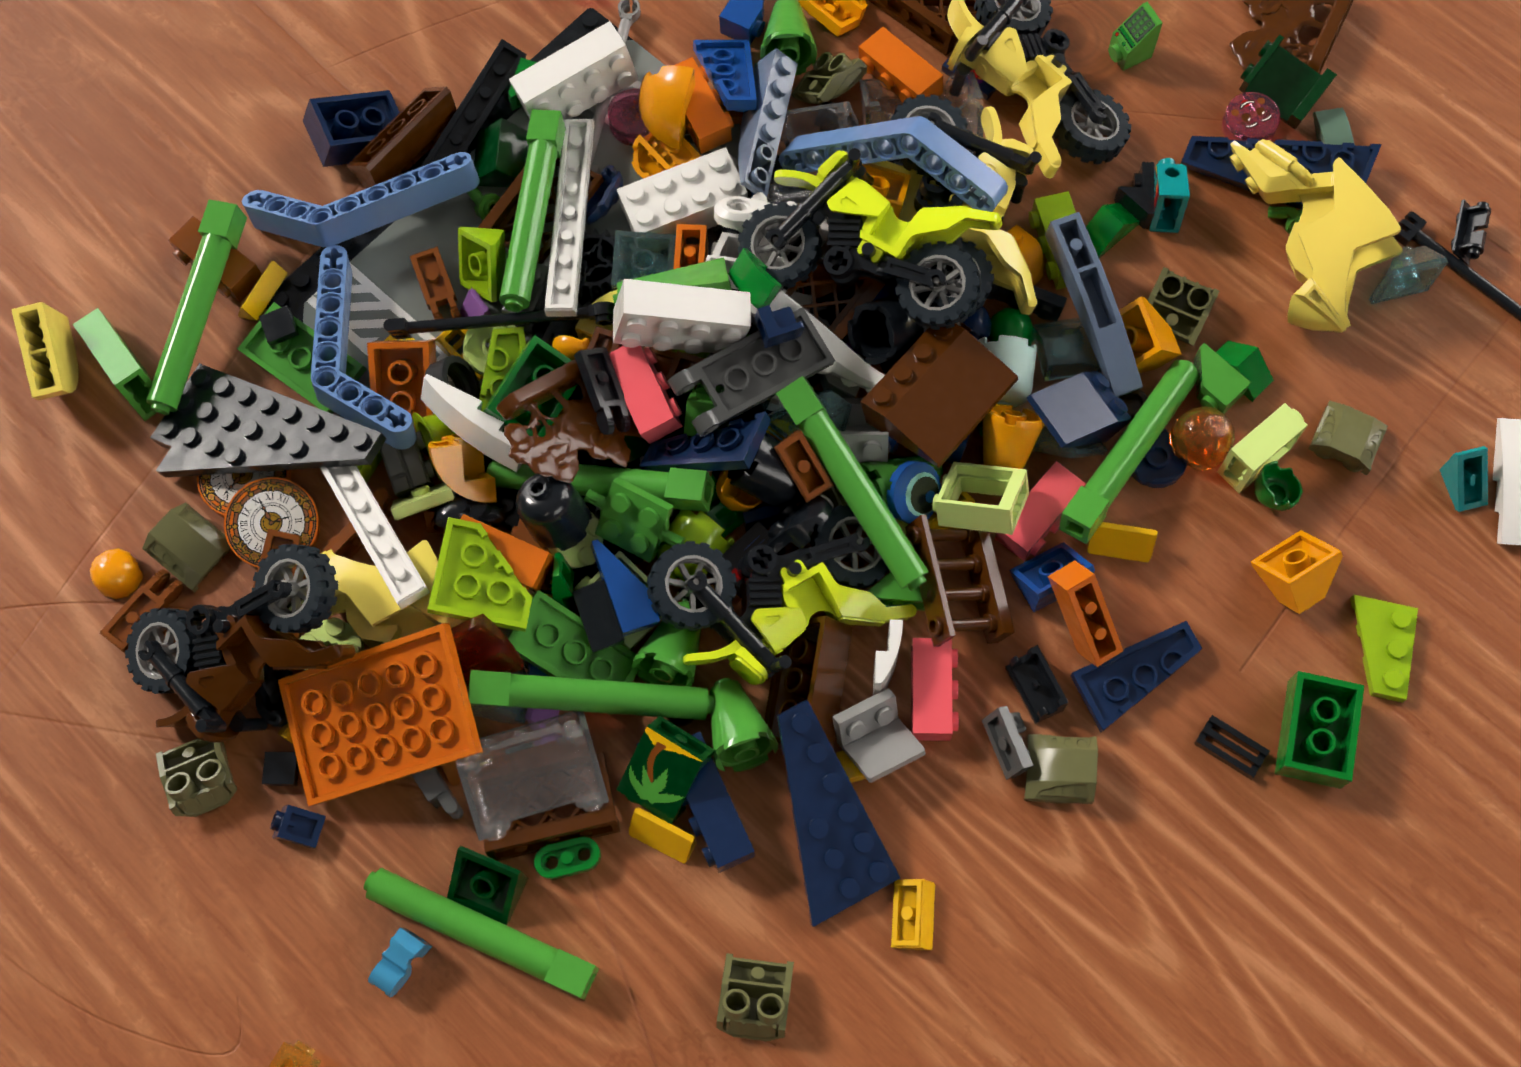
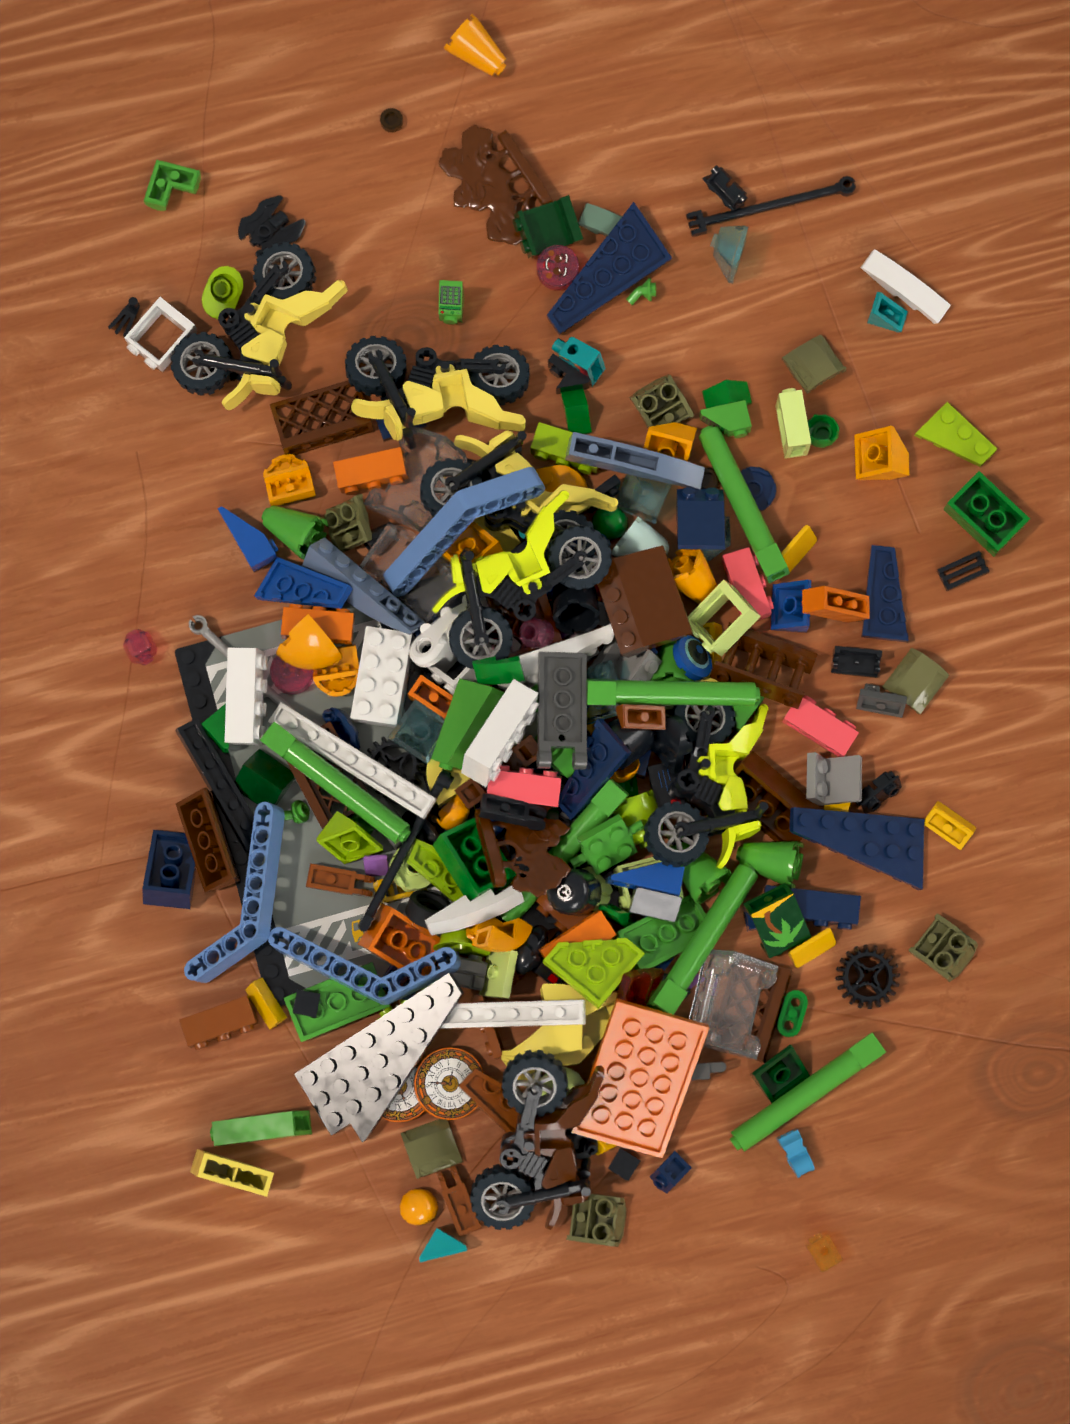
camera: 60 degrees left, 10 degrees up
(82, 619) = (441, 1245): none -> teal slope
(220, 232) = (244, 1037): bright green brick -> none
(658, 938) = (874, 985): none -> black gear
(777, 326) = (546, 675): dark blue panel -> none
(827, 303) = (536, 633): none -> clear pink head
(883, 801) = (886, 786): none -> black hinge
(886, 660) = (794, 749): white slope -> none
(1202, 437) = (760, 453): clear orange cylinder -> none
(1337, 235) = (683, 282): light yellow piece -> none

